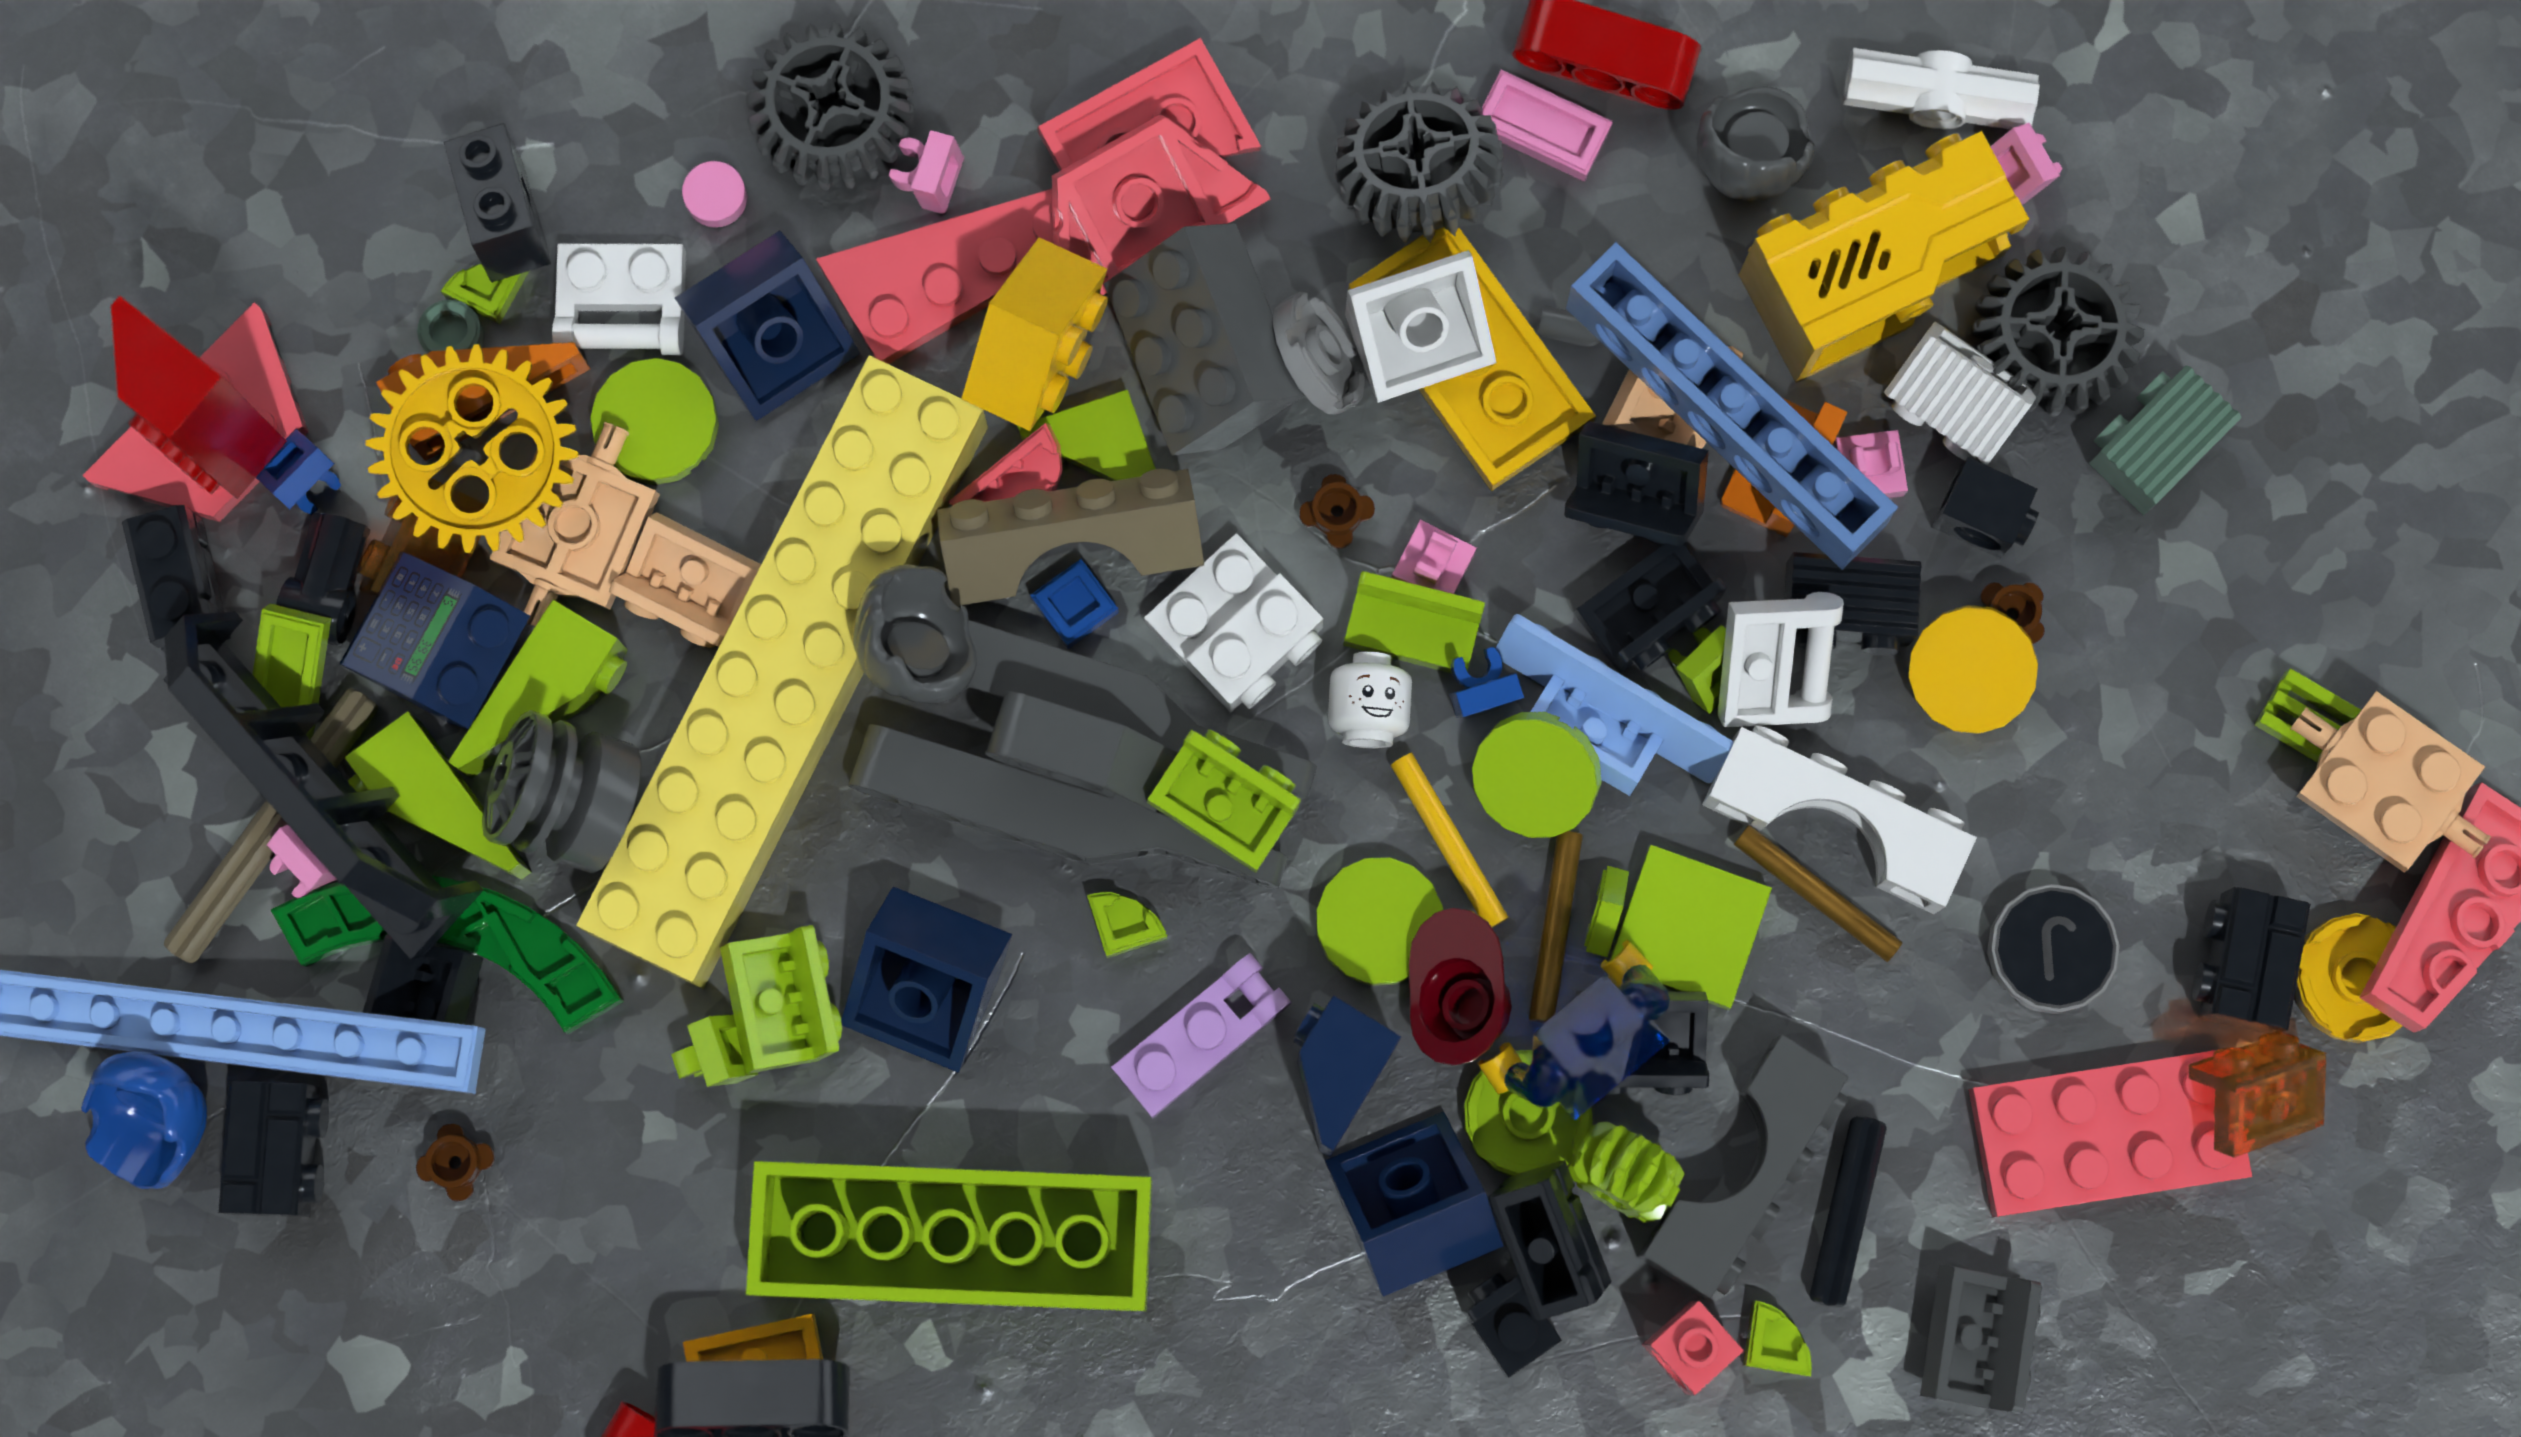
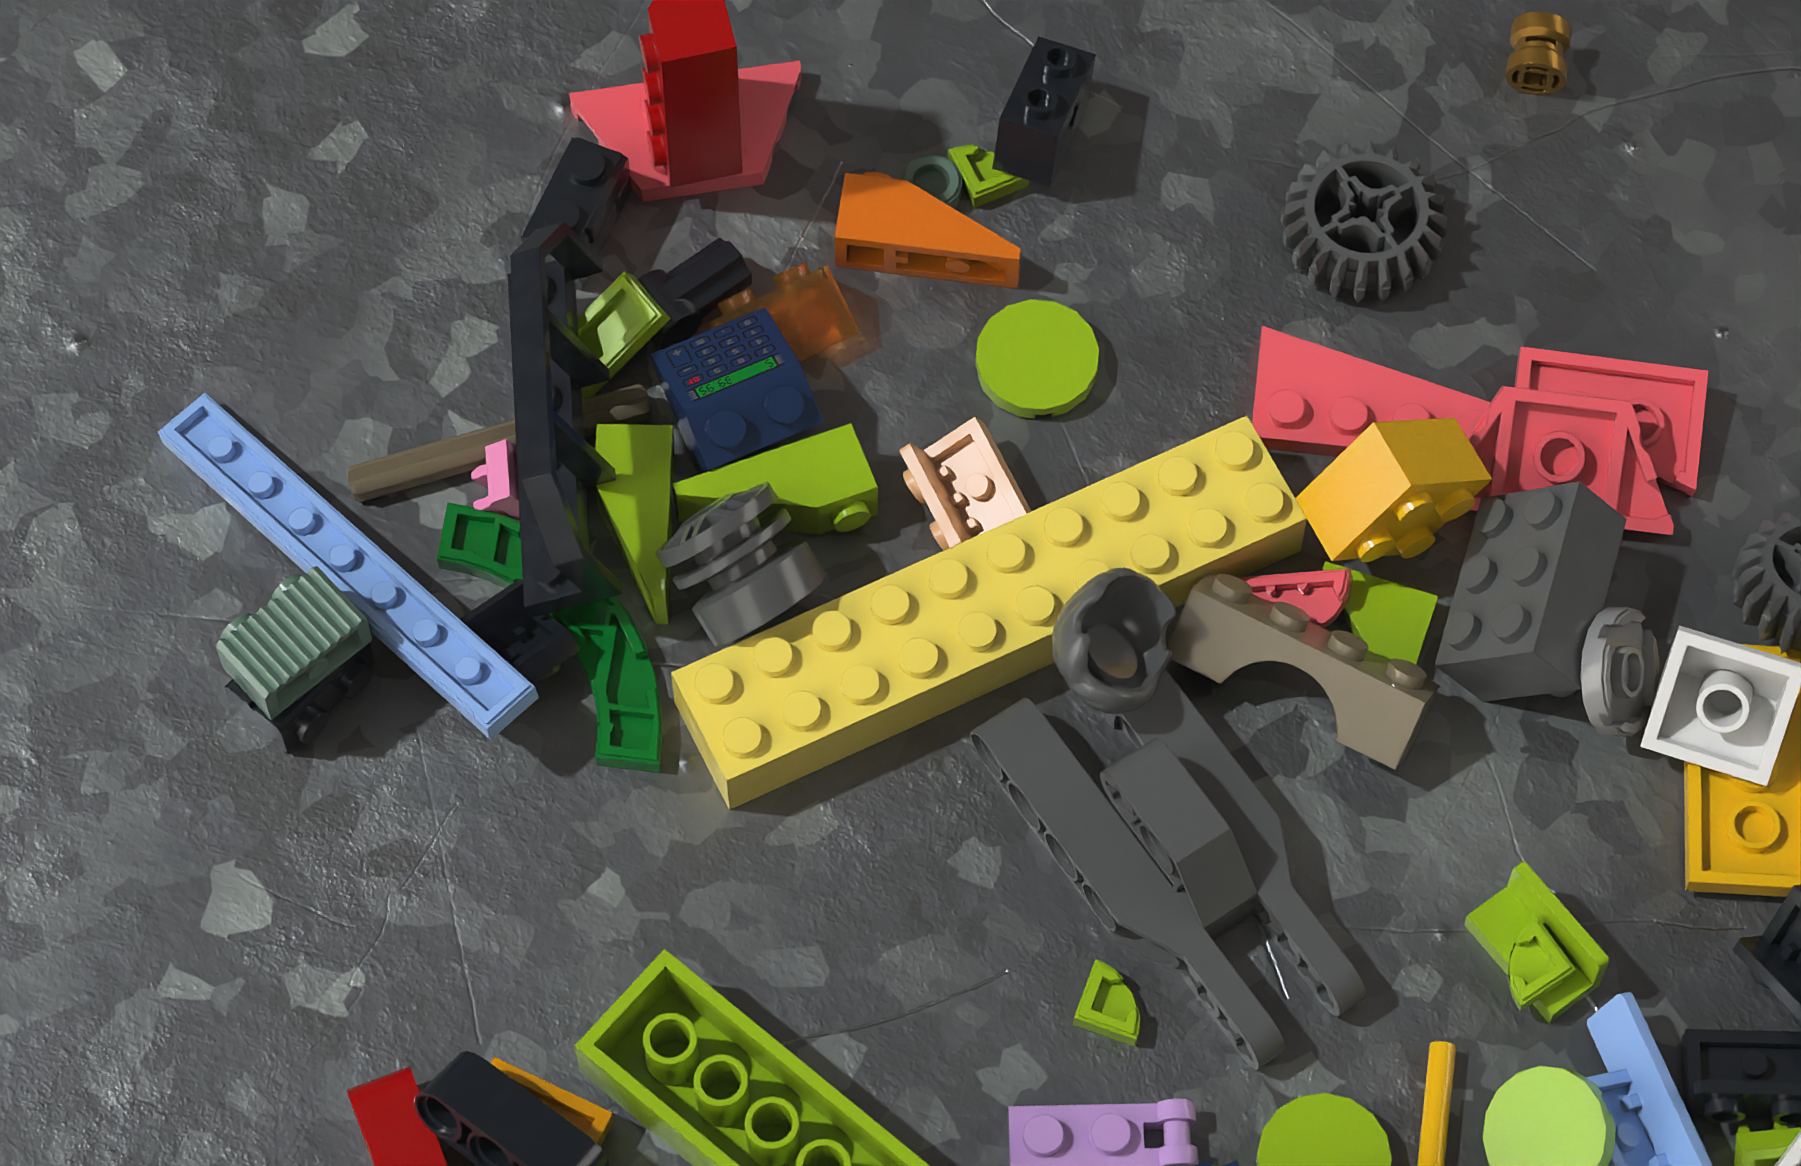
camera: 40 degrees right, 15 degrees down
(143, 1118) = (227, 574): blue piece -> none
(246, 1139) = (292, 641): none -> sand green brick
(296, 470) = (729, 197): blue tile -> none
(433, 405) = (884, 322): yellow gear -> none
(436, 1163) = (424, 776): reddish brown plate -> none
(588, 537) = (913, 385): light nougat plate -> none
(620, 280) = (1095, 240): white plate -> none
(714, 194) = (1219, 226): bright pink tile -> none
(714, 1052) = (702, 857): lime tile -> none
(768, 325) = (1184, 348): dark blue slope -> none
(781, 1000) = (784, 856): lime bracket -> none
(925, 978) = (912, 924): dark blue slope -> none
(935, 173) = (1410, 326): bright pink tile -> none
(1074, 603) = (1265, 730): blue tile -> none
(1226, 798) = (1270, 951): lime bracket -> none
(1236, 624) = (1386, 841): white plate -> none
(1337, 492) = (1545, 795): reddish brown plate -> none
(1369, 701) = (1451, 974): white head -> none
(1427, 643) = (1536, 965): none -> lime tile
(1434, 559) = (1598, 907): bright pink tile -> none
(1485, 691) = (1555, 1040): blue tile -> none

